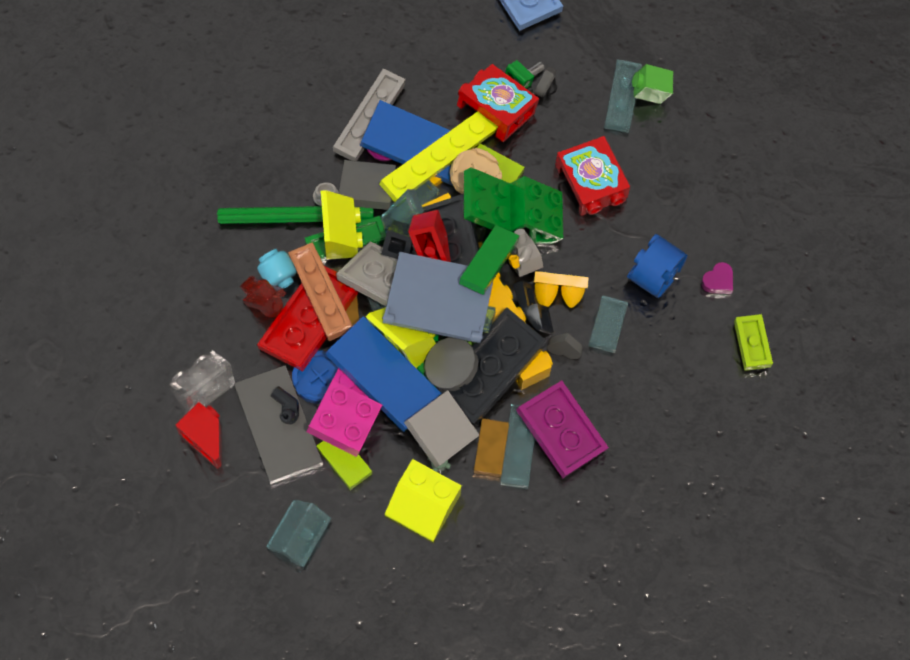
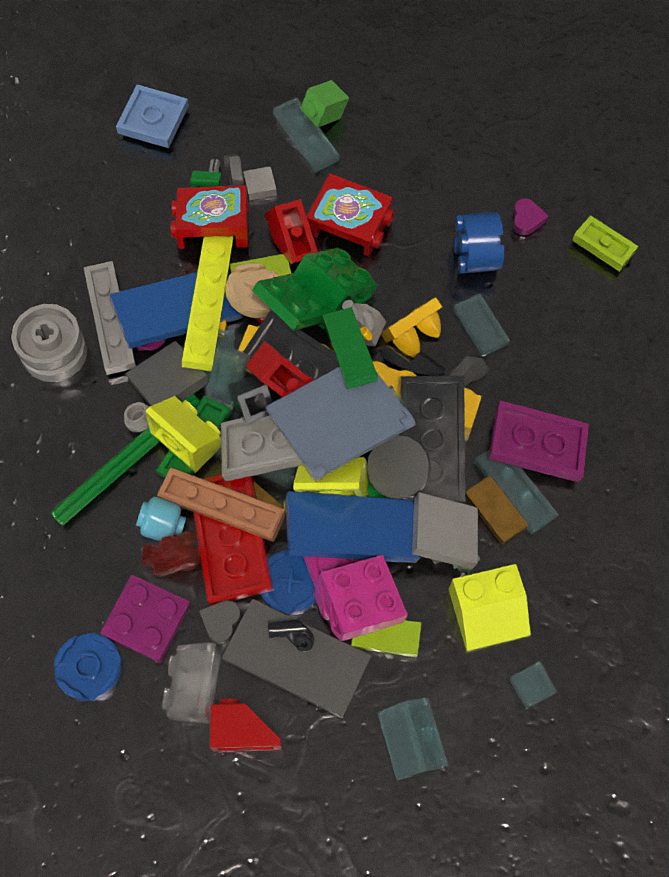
camera: 40 degrees left, 0 degrees up
(154, 320) = (88, 667): none -> blue tile
(213, 321) = (145, 618): none -> magenta plate
(255, 362) = (220, 620): none -> dark grey tile
(315, 101) = (49, 342): none -> light grey wheel
(403, 571) = (533, 685): none -> clear light blue tile
(539, 155) = (291, 230): none -> red slope
(556, 104) = (260, 183): none -> light grey tile

